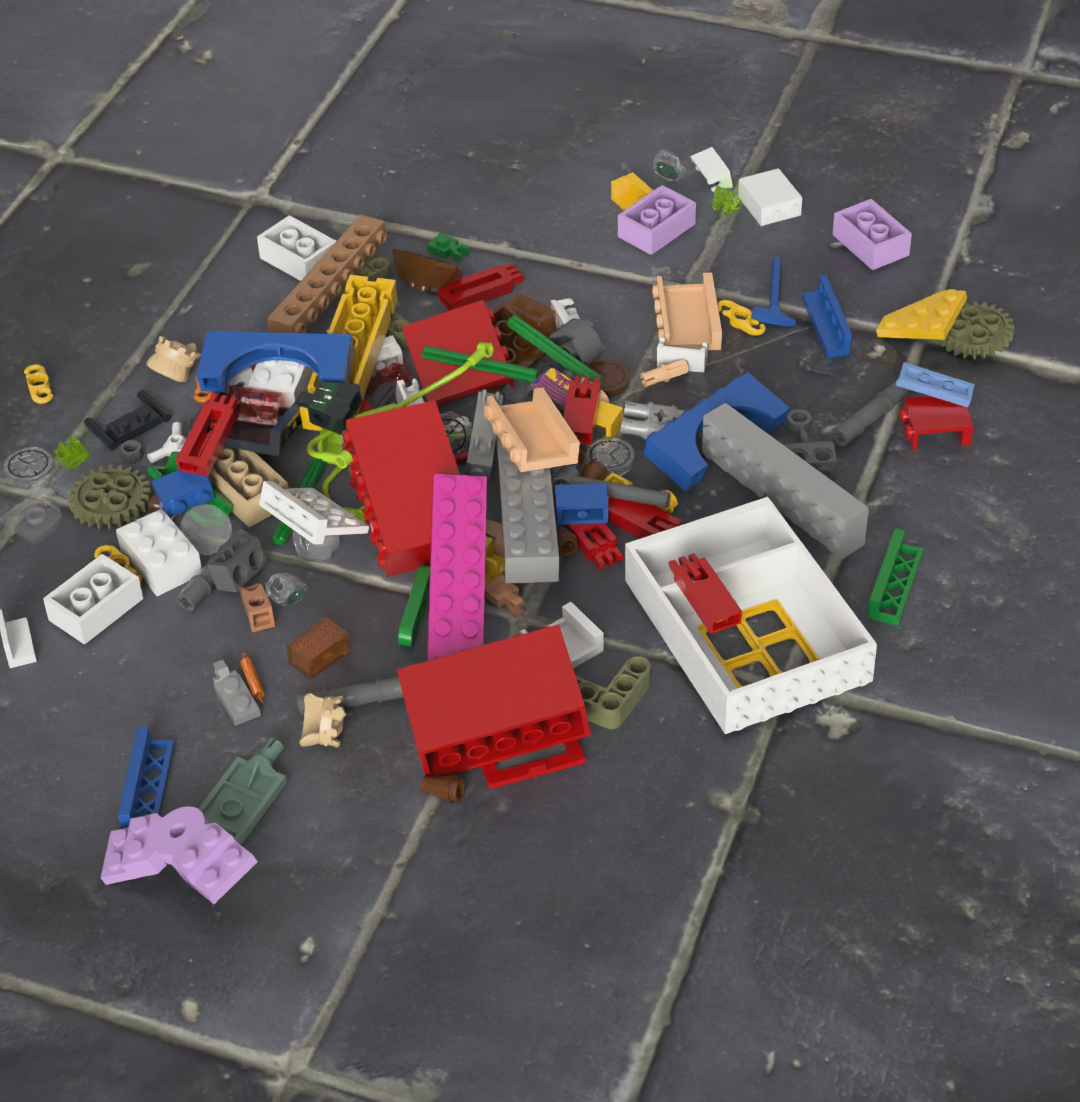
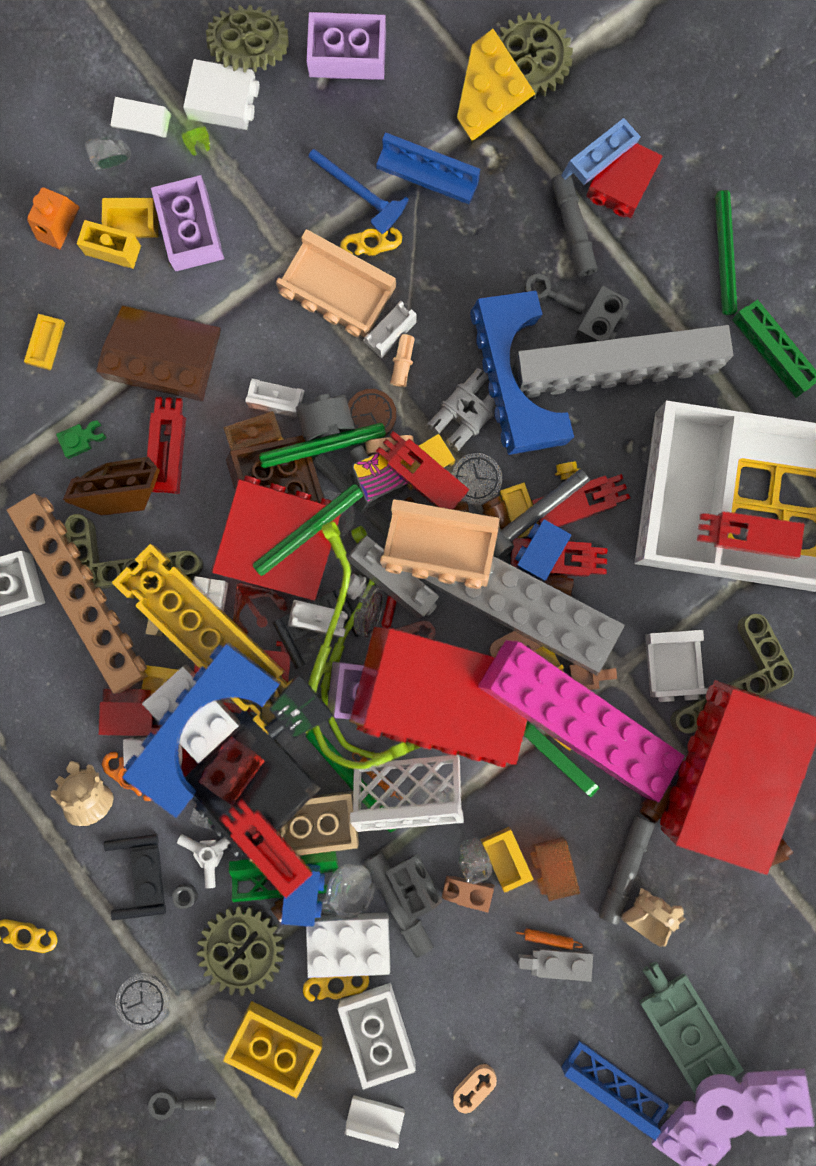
camera: 55 degrees left, 40 degrees up
(40, 543) = (273, 1049): none -> yellow brick
(71, 453) = (150, 953): clear neon green tile -> none
(85, 691) = (479, 1093): none -> light nougat beam
(312, 610) = (507, 859): none -> yellow panel
(503, 201) = (44, 342): none -> yellow tile
(546, 254) = (159, 353): none -> reddish brown slope
(596, 158) = (51, 217): none -> orange torso
(603, 192) = (108, 244): none -> yellow brick
(822, 187) = (247, 38): none -> olive gear
(946, 509) = (726, 252): none -> green axle

